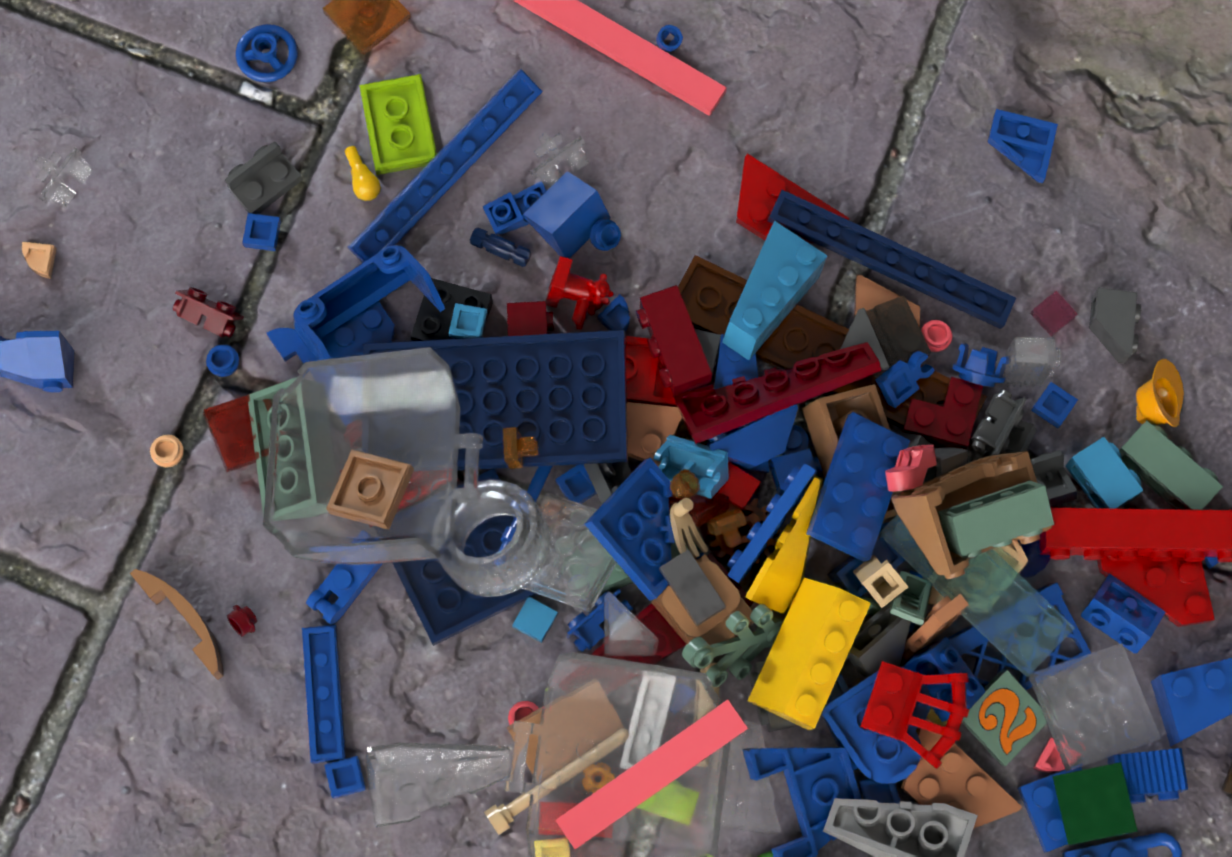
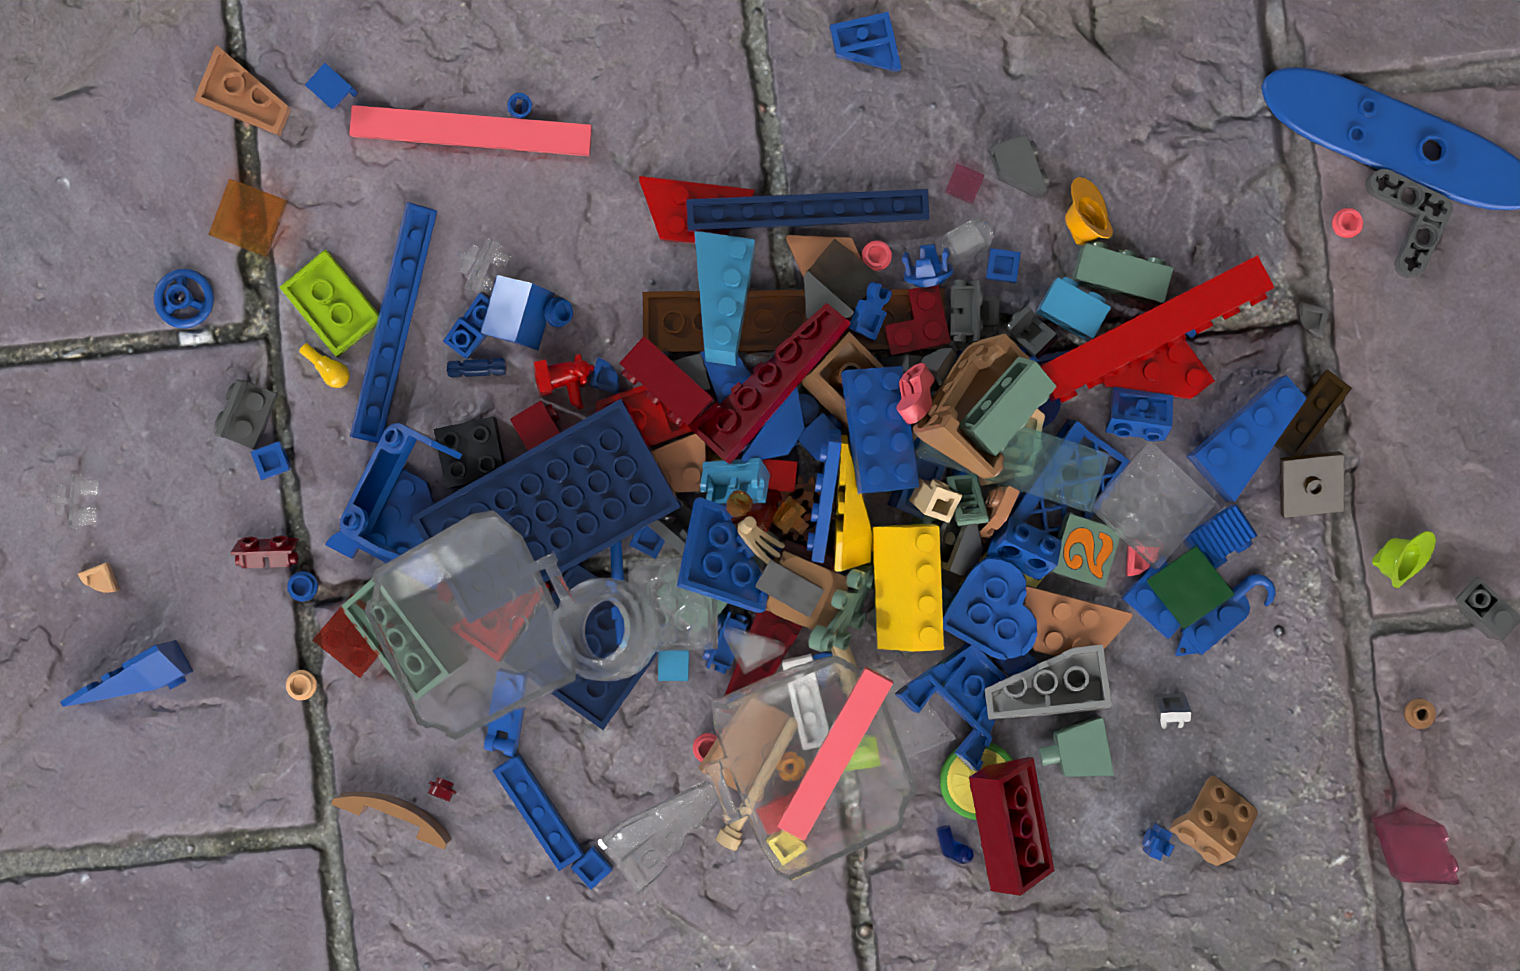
camera: 30 degrees left, 15 degrees up
(370, 489) = (486, 643): medium nougat plate -> none
(467, 322) = (487, 454): dark azure tile -> none
(516, 447) = (585, 546): clear orange tile -> none
(894, 702) = (996, 595): red plate -> none

